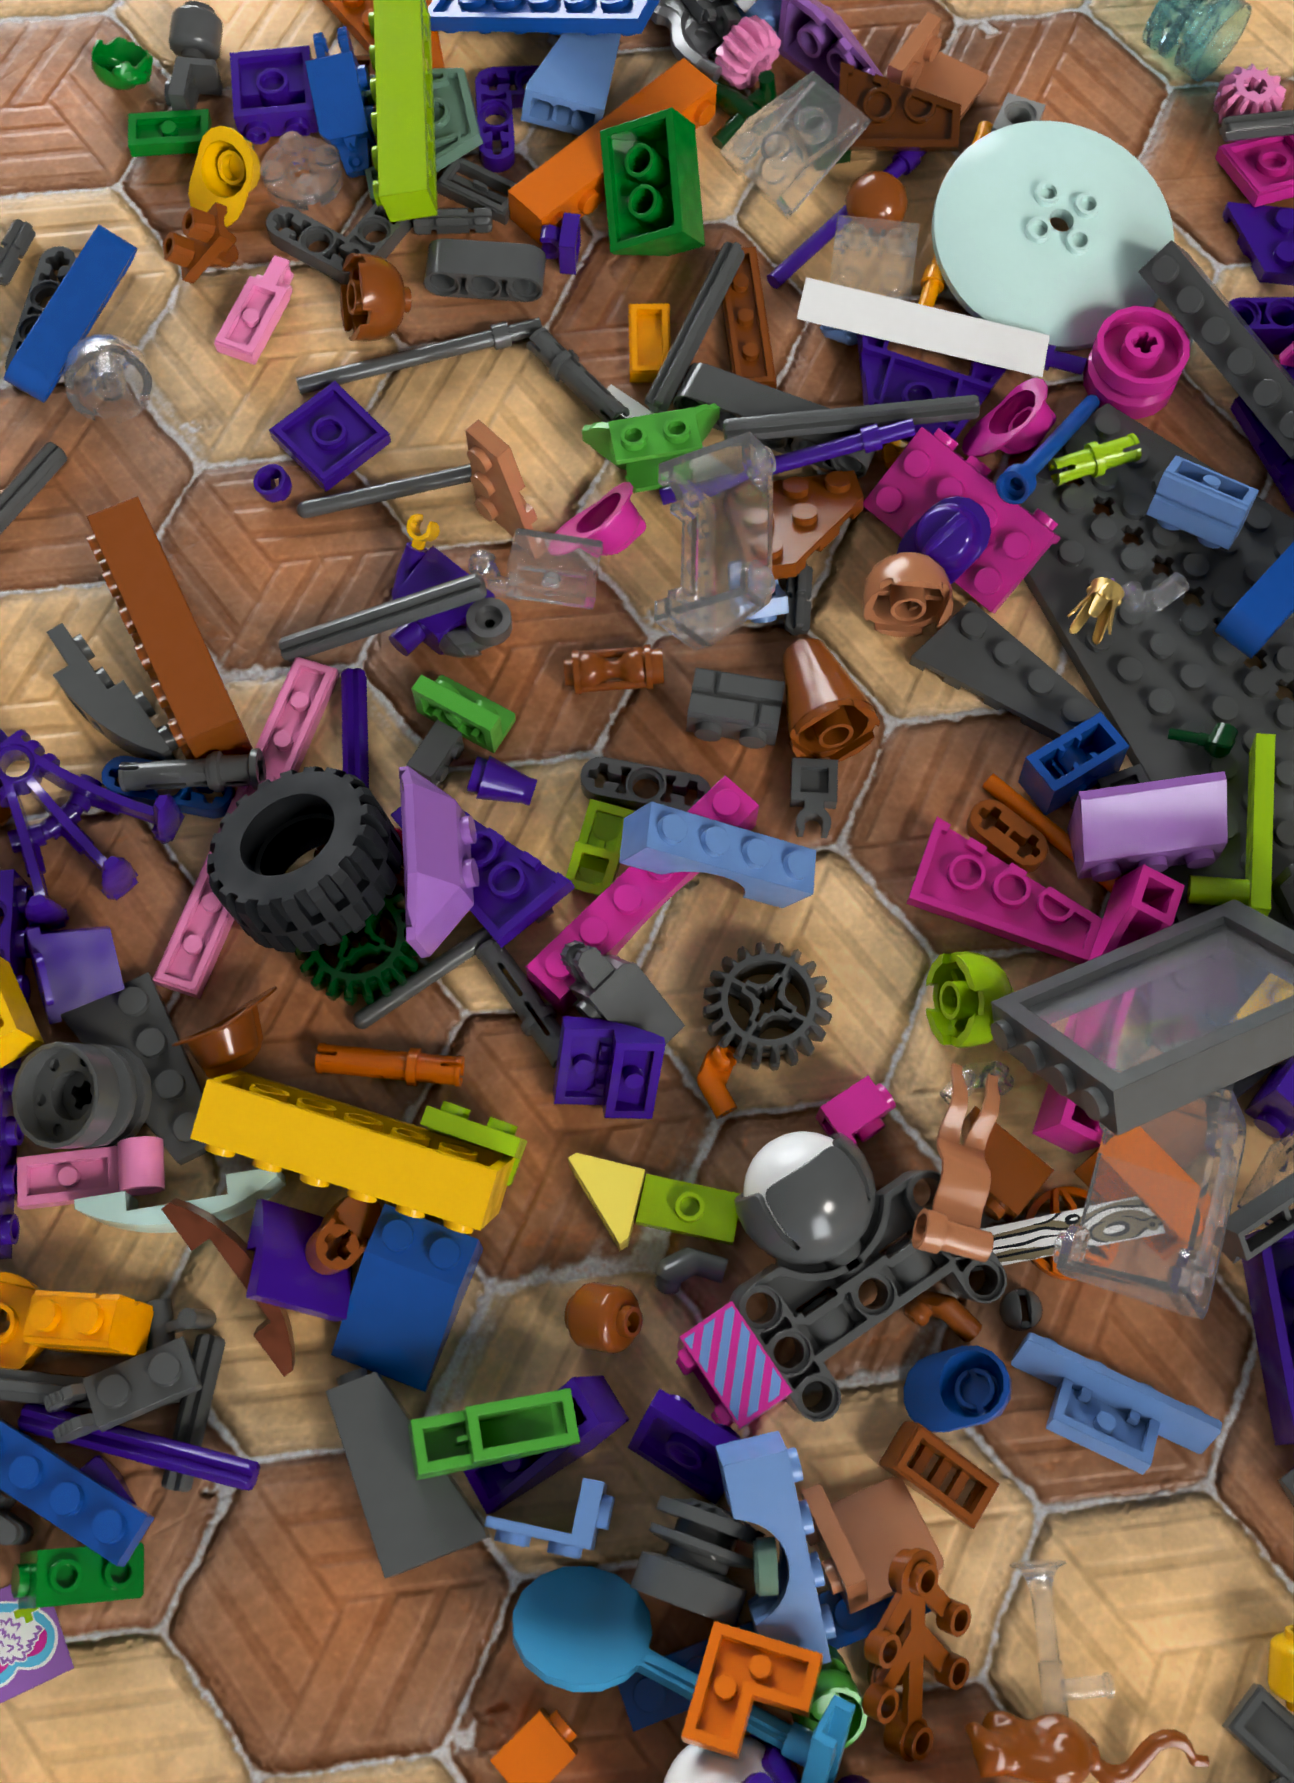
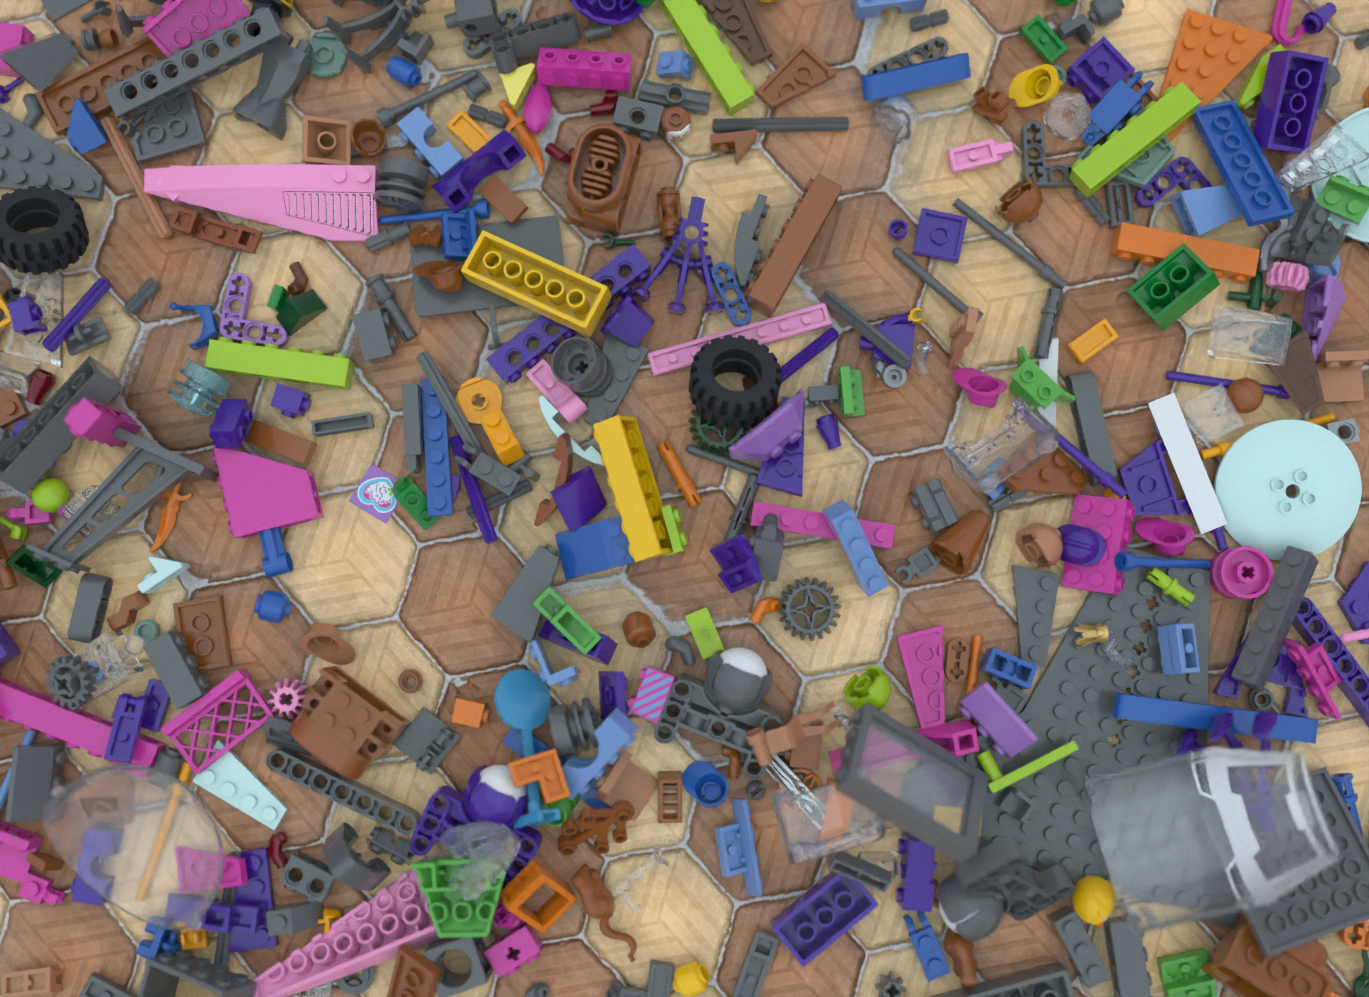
camera: 55 degrees right, 15 degrees up
(214, 771) = (748, 312): dark grey pin -> none
(229, 1042) = (645, 403): dark orange piece -> none
(342, 1235) = (598, 508): dark orange piece -> none
(485, 270) = (1074, 240): dark grey beam -> none
(553, 568) = (941, 383): clear panel -> none
(563, 242) = (1115, 265): dark purple tile -> none
(597, 851) = (829, 492): lime slope -> none
(612, 1191) = (689, 599): light yellow slope -> none
(615, 768) = (870, 474): dark grey beam -> none
(636, 668) = (921, 451): dark orange piece -> none
(694, 328) = (1112, 358): dark grey axle -> none
(747, 324) = (1137, 376): dark orange tile -> none
(765, 1566) = (587, 754): sand green tile -> none
(853, 417) = (1111, 464): dark grey axle -> none
(857, 1110) = (789, 675): dark pink brick -> none
(1217, 743) = (1062, 726): dark green hand -> none

